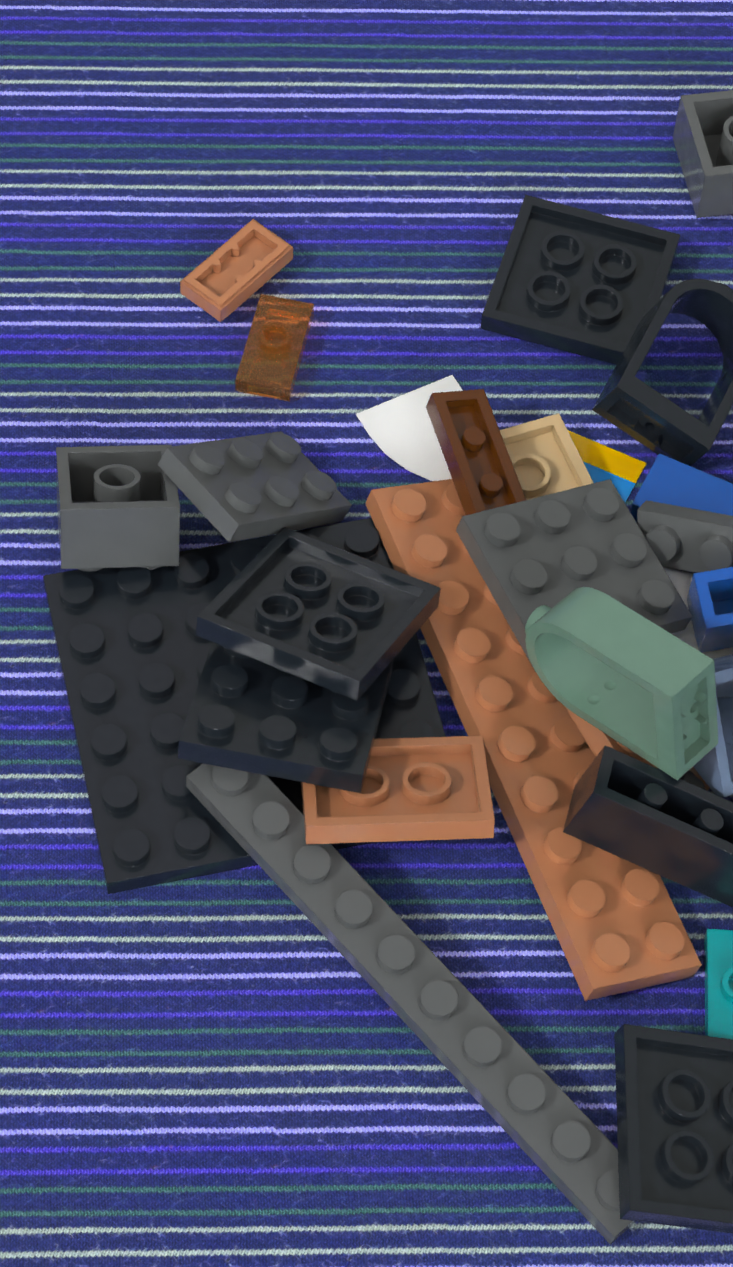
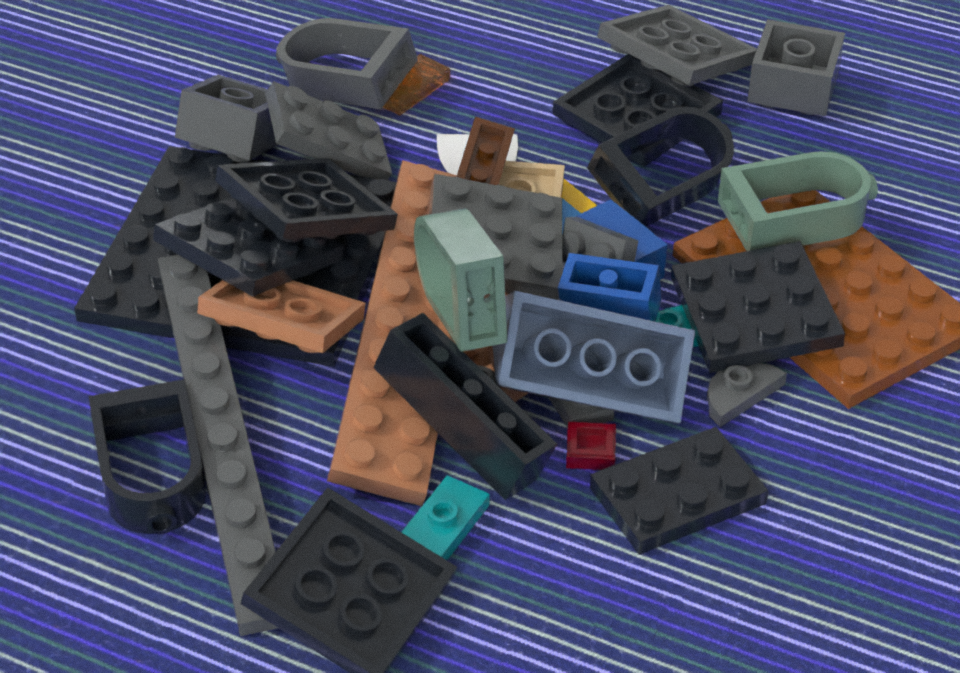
camera: 30 degrees right, 15 degrees down
(187, 309) = (387, 46): none -> dark grey window
(236, 270) = (431, 34): nougat plate -> none
(308, 999) = (140, 413): none -> black window
(577, 164) = (677, 44): none -> dark grey plate

